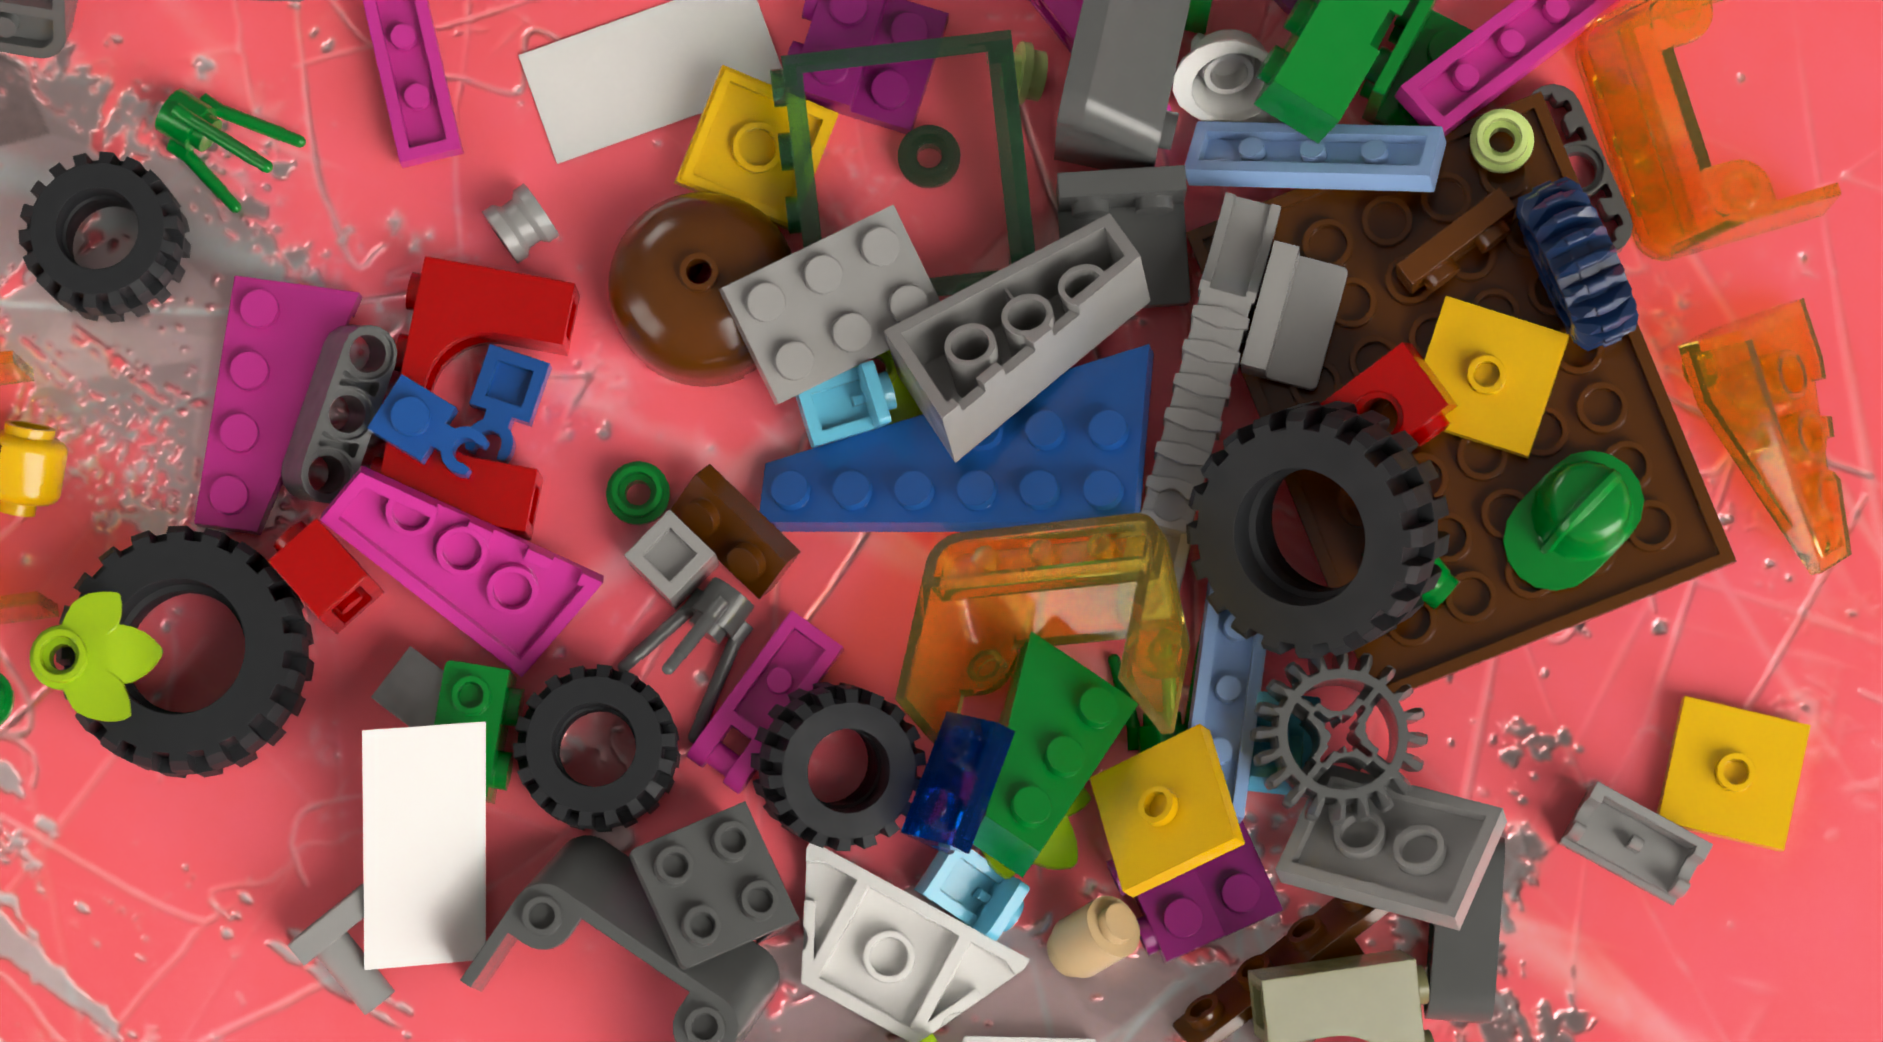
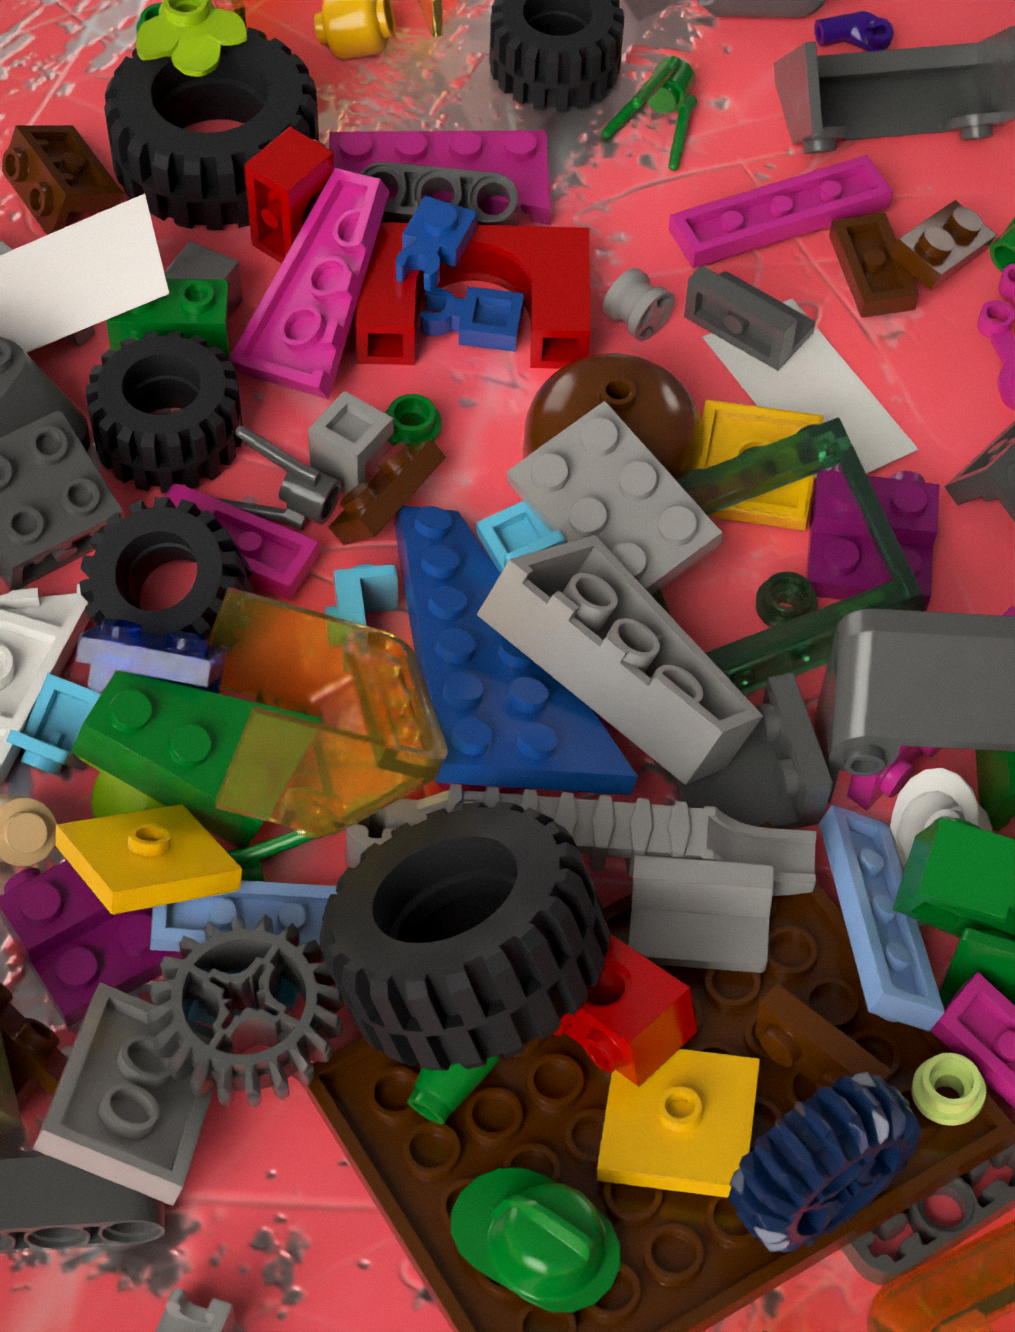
camera: 75 degrees right, 25 degrees down
(212, 839) = (57, 174): none -> reddish brown bracket
(547, 106) = (746, 316): none -> dark grey panel
(889, 594) = (363, 591): none -> medium azure bracket

